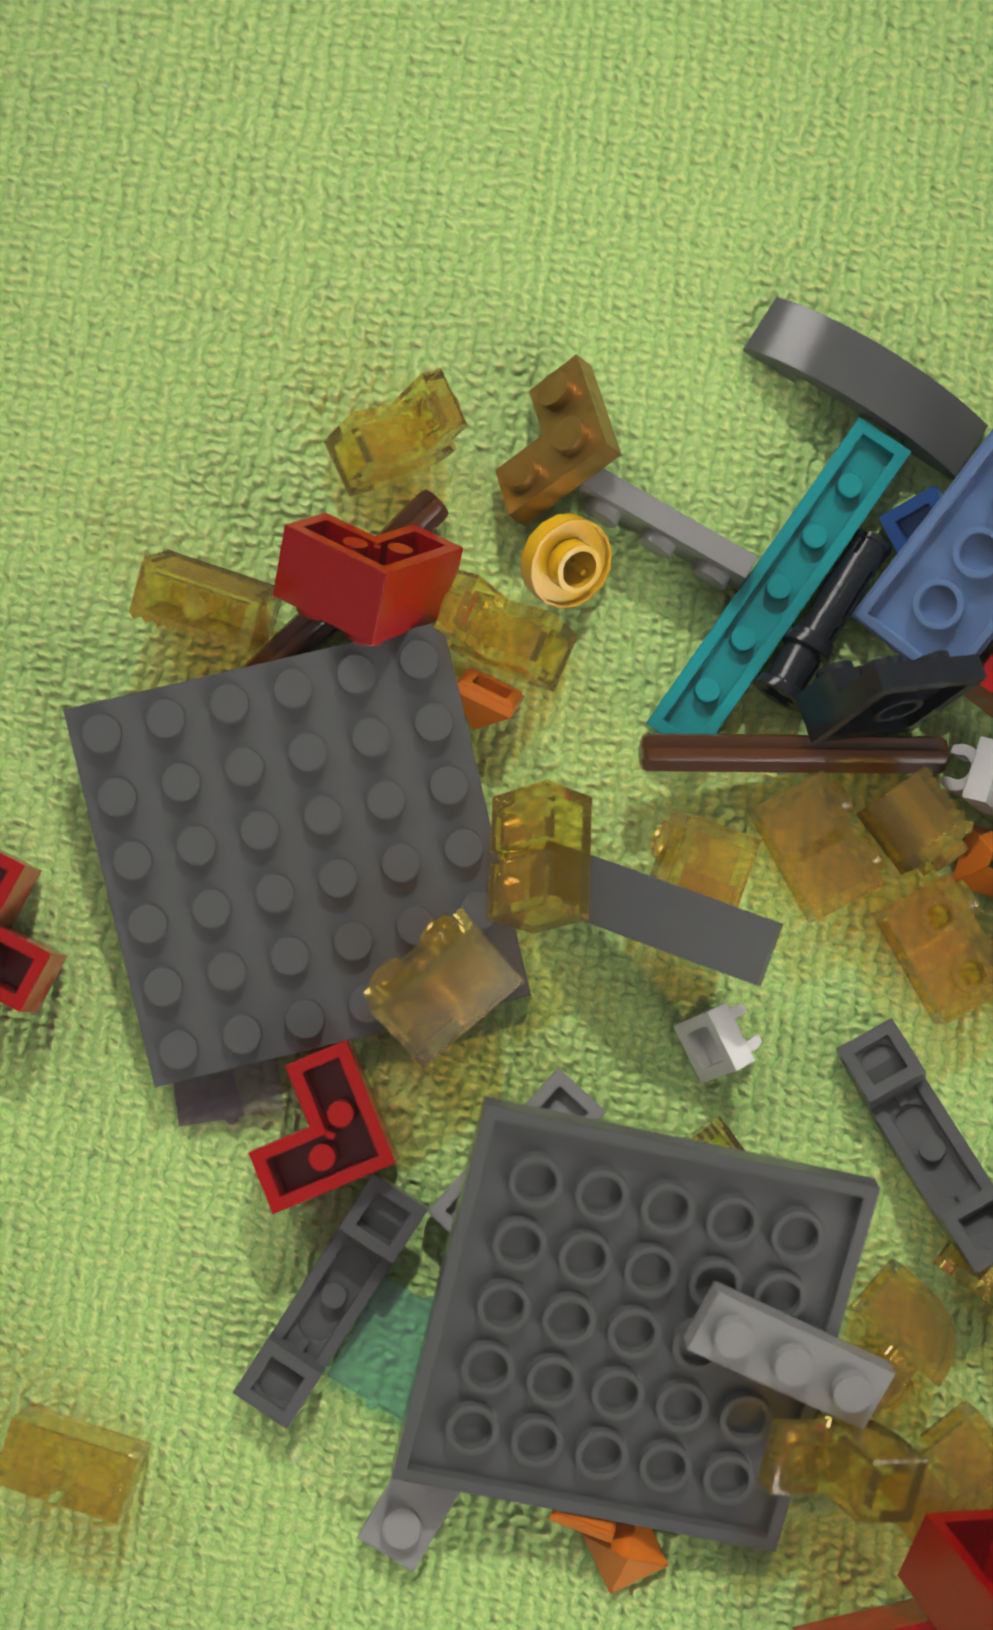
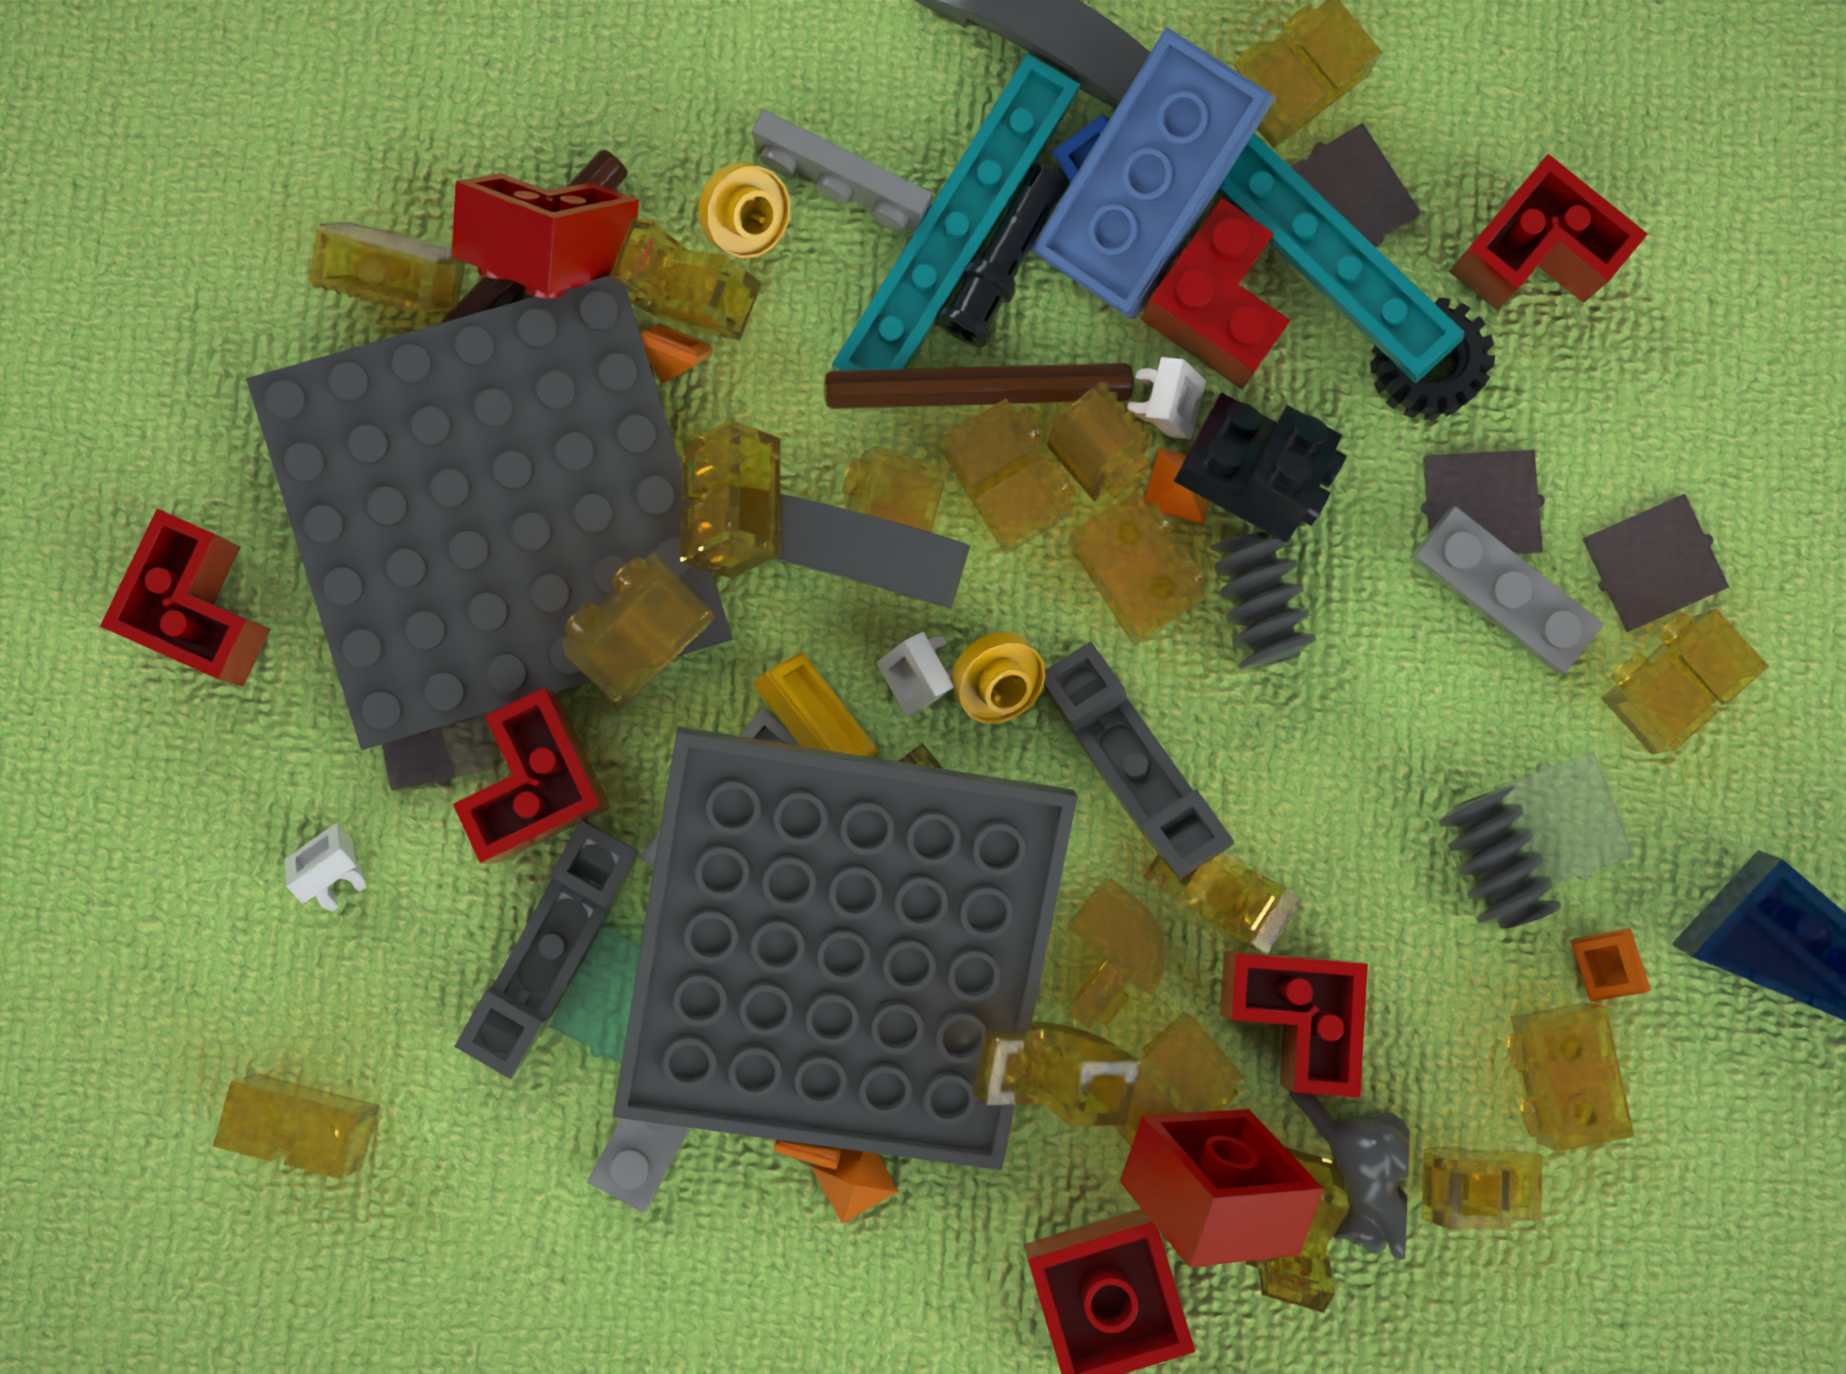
camera: 10 degrees left, 0 degrees up
(109, 1199) = (322, 863): none -> white tile
(397, 438) = (570, 101): clear yellow brick -> none
(573, 443) = (743, 94): pearl gold plate -> none
(610, 1075) = (812, 708): none -> yellow tile
(788, 1355) = (997, 969): light grey plate -> none
(798, 1051) = (998, 677): none -> yellow plate
(884, 694) = (1063, 318): black plate -> none

